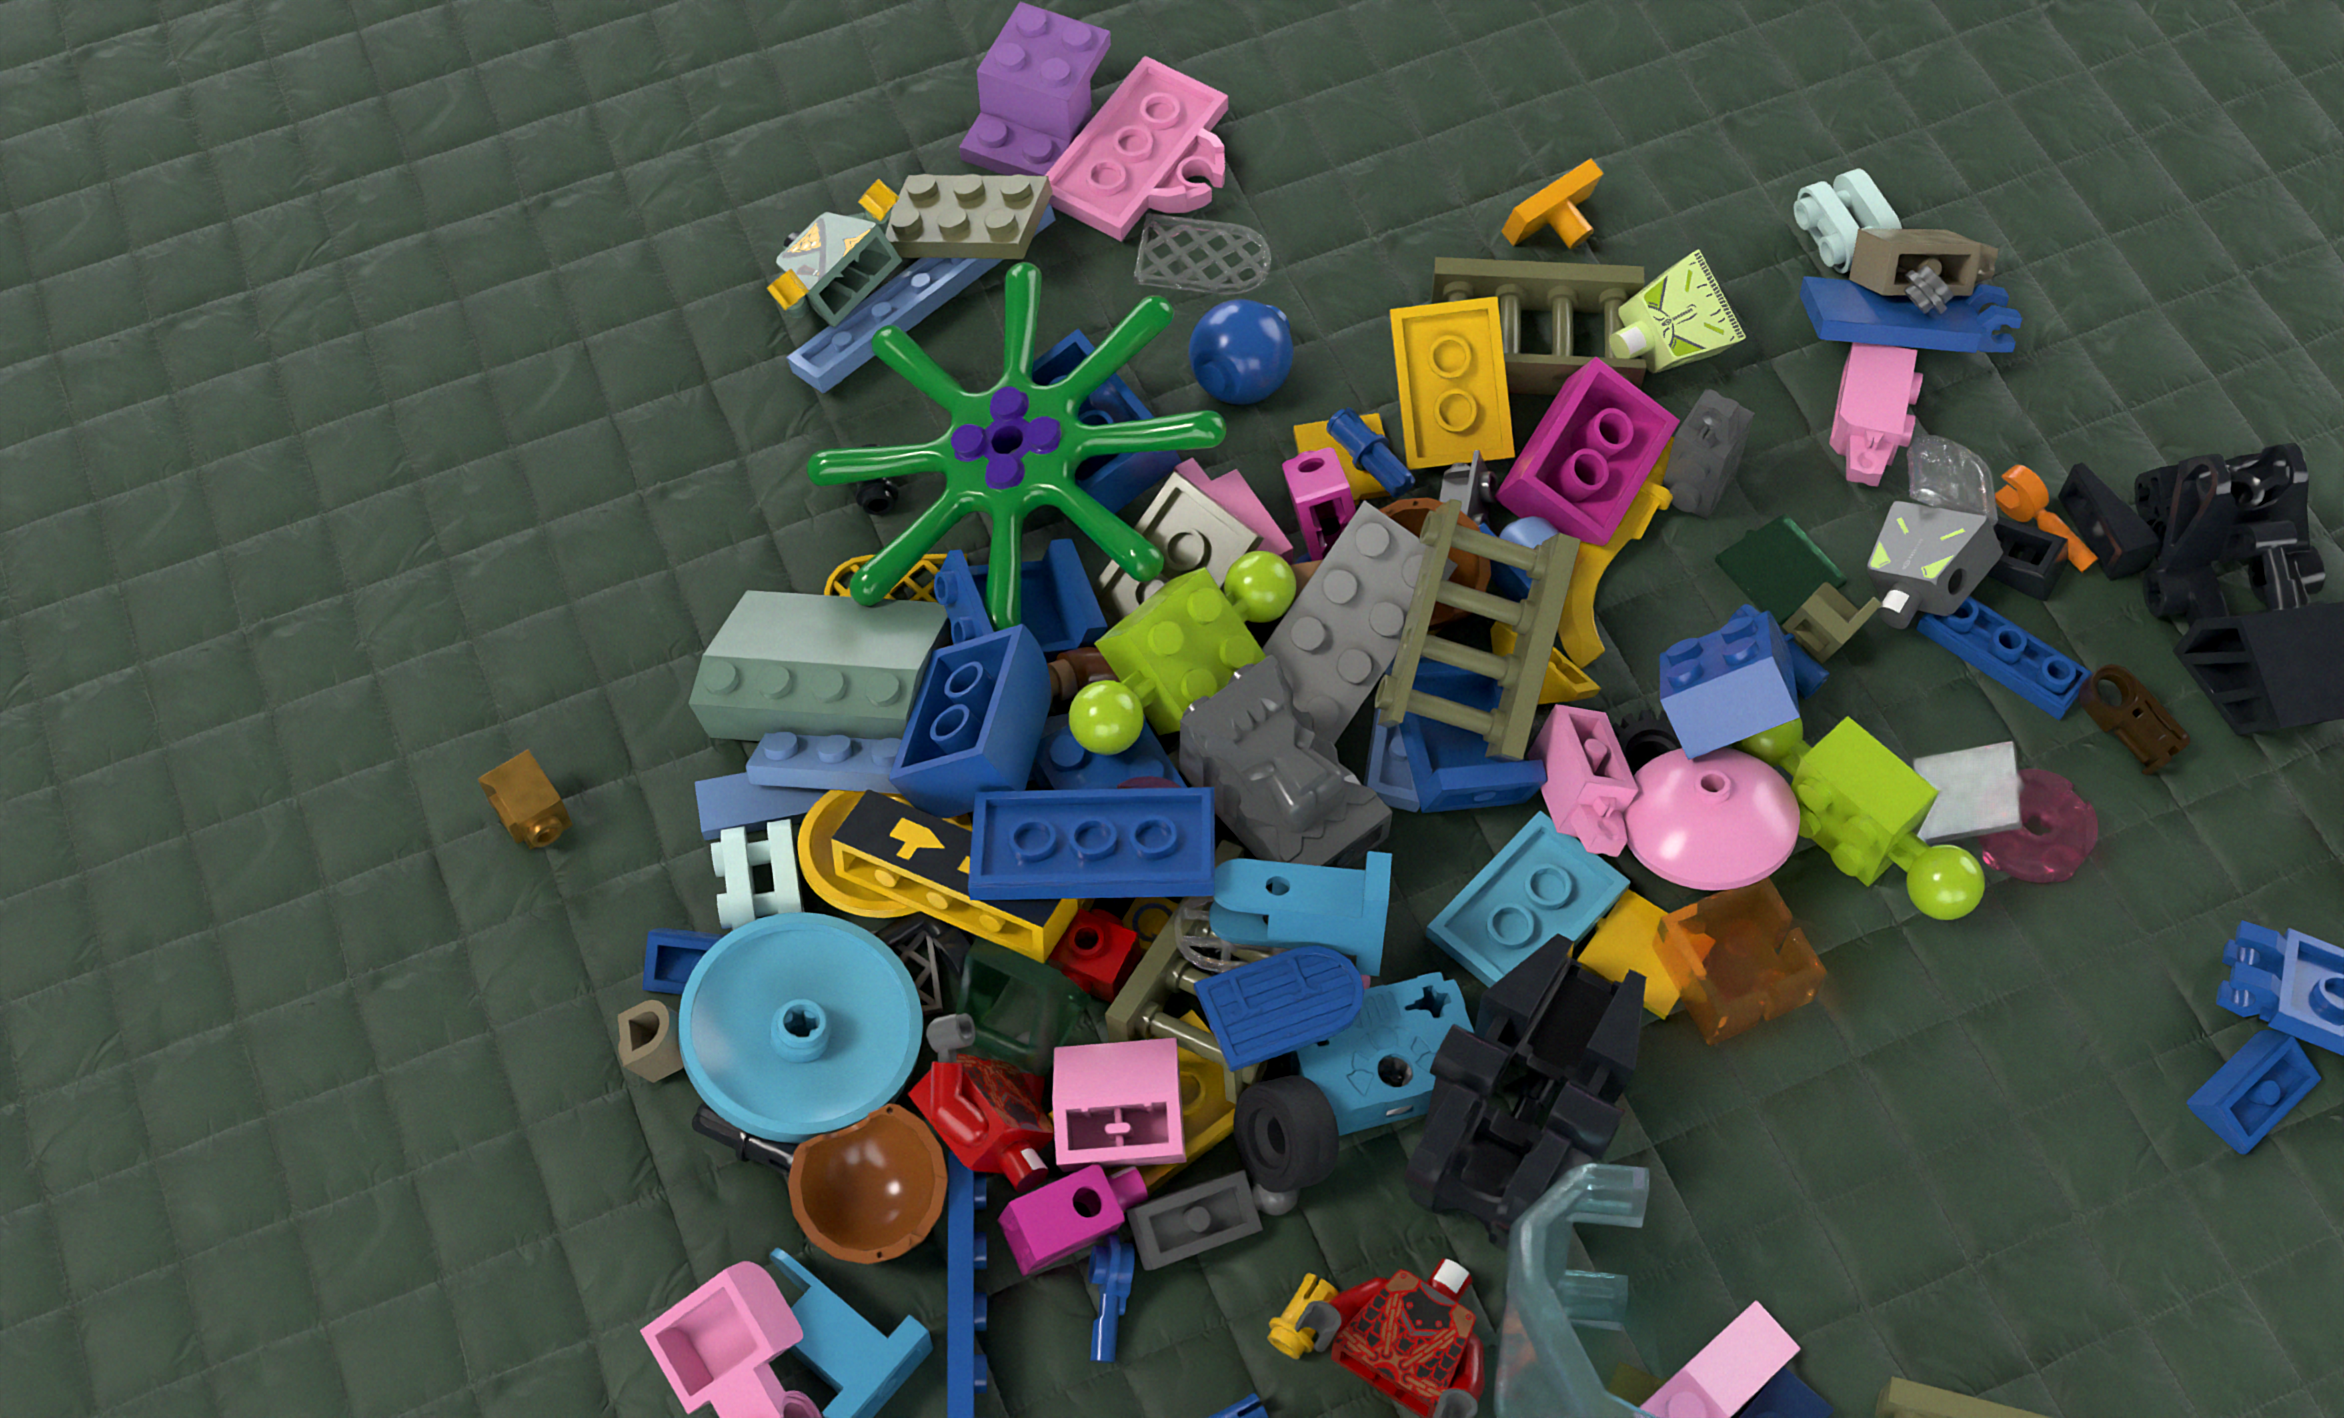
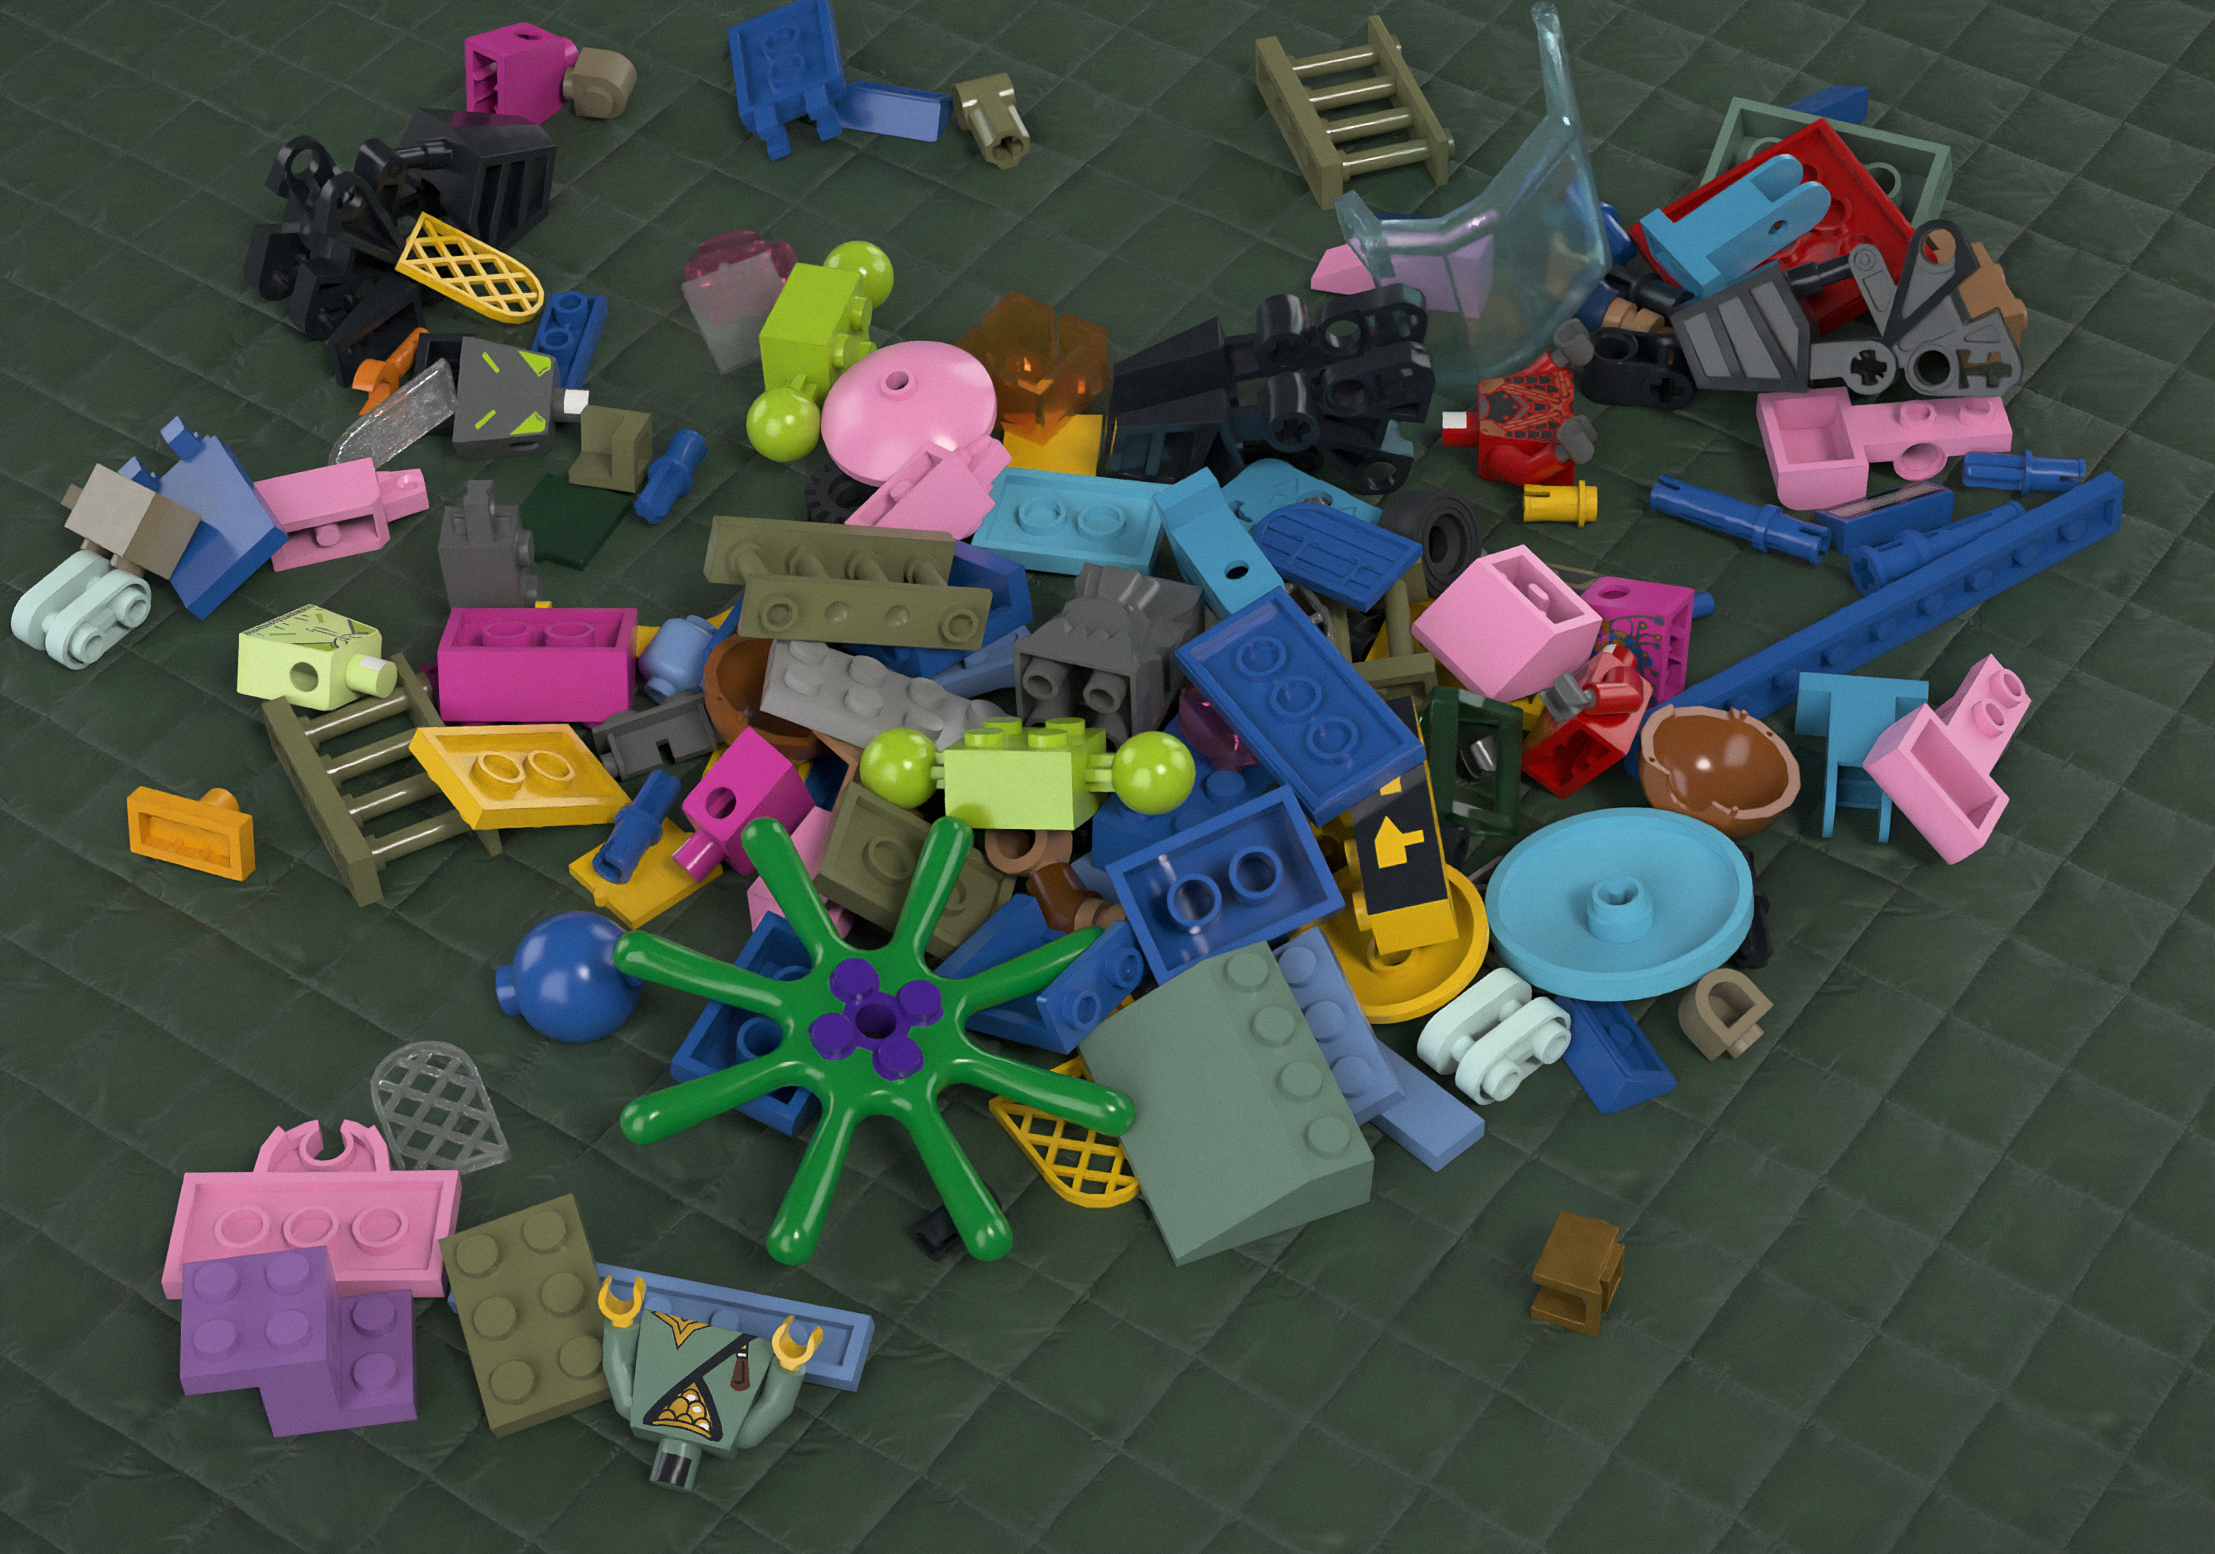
camera: 120 degrees left, 15 degrees down
(1728, 684) = (770, 423): brick -> none
(1927, 290) = (187, 473): dark grey plate -> none
(2123, 593) = (485, 254): none -> yellow window
(2138, 721) = (584, 254): dark brown piece -> none
(2196, 1152) = (990, 112): none -> olive piece

